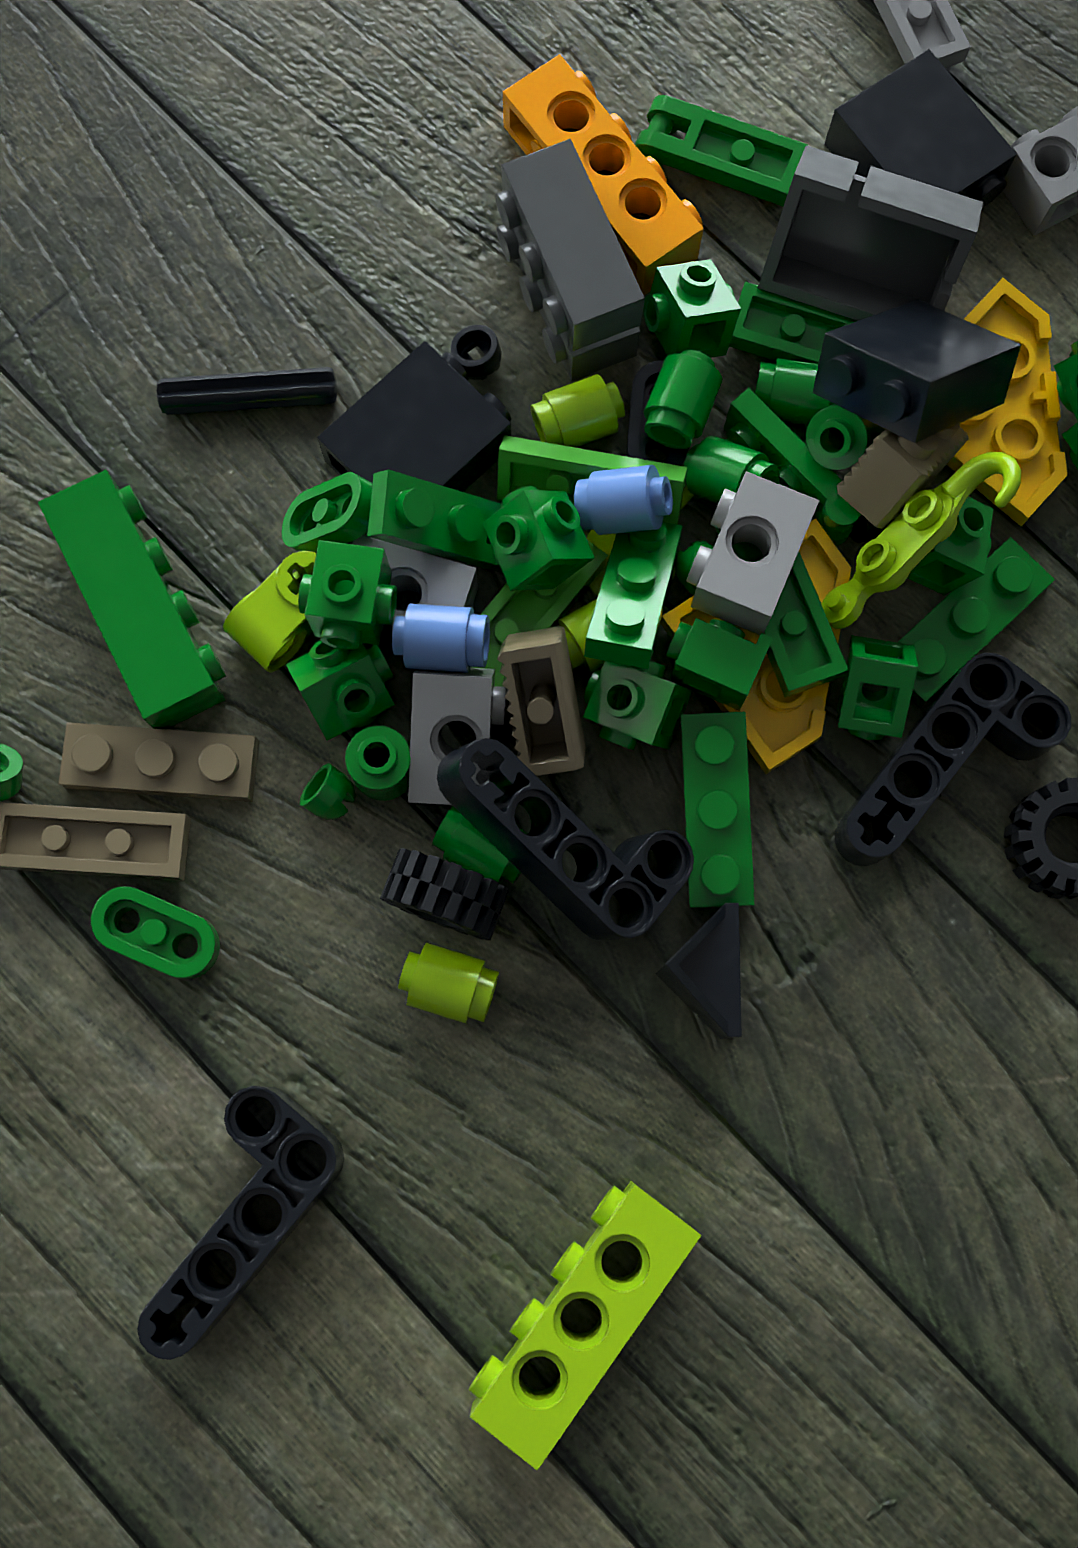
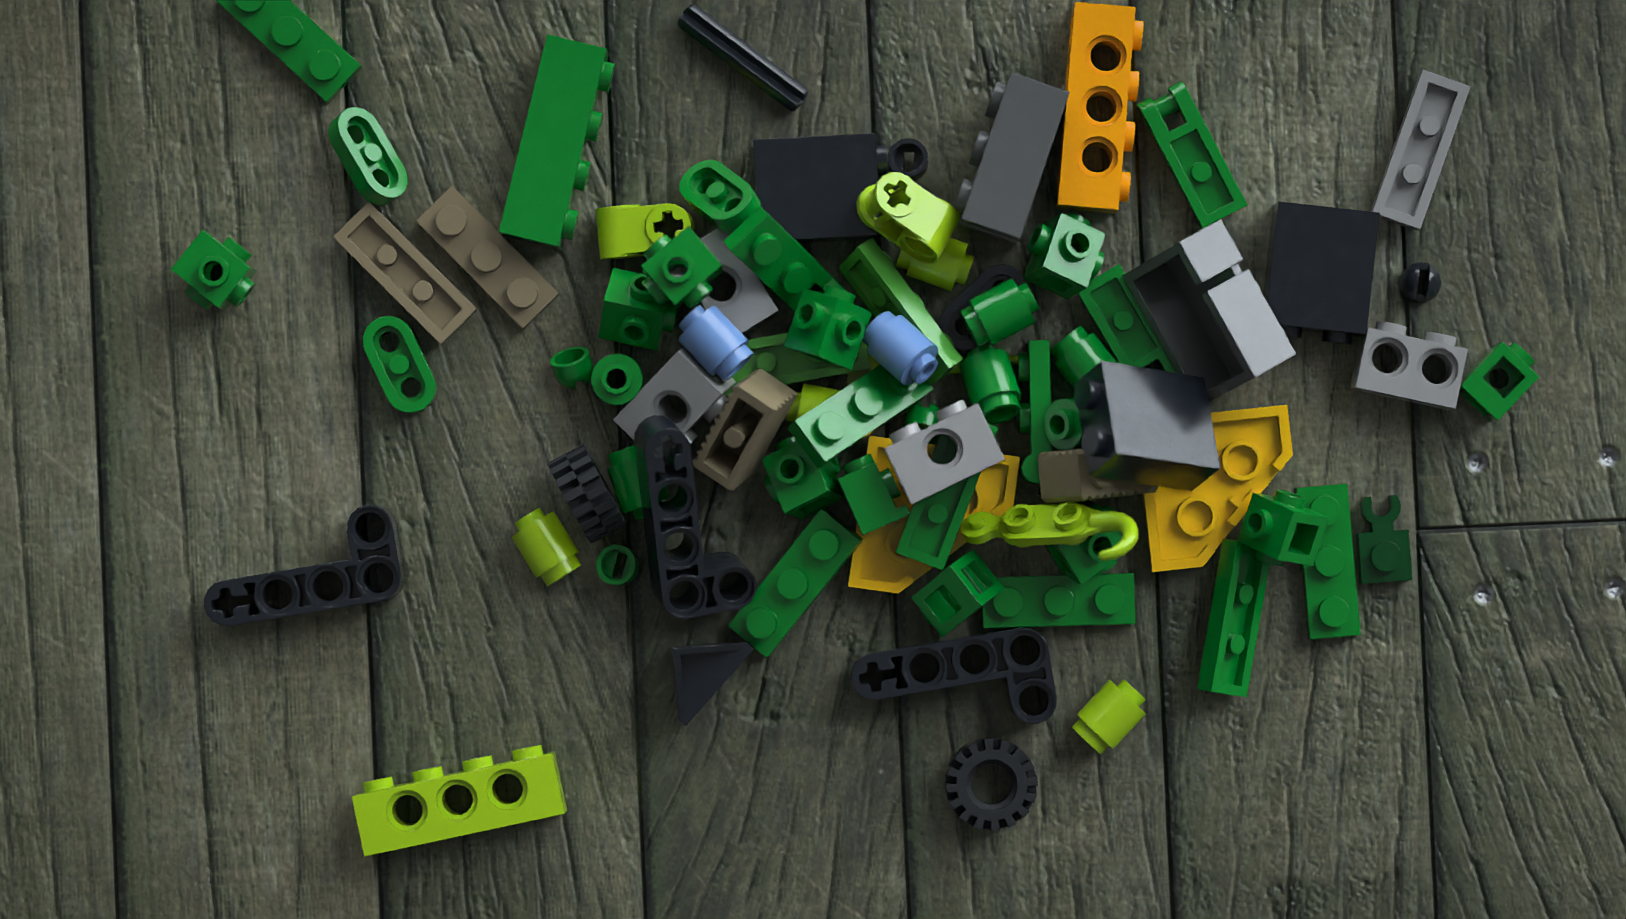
camera: 35 degrees right, 10 degrees up
(524, 949) = (609, 563): none -> green hinge
(525, 373) = (910, 216): none -> lime piece
(1002, 98) = (1410, 278): none -> black hinge

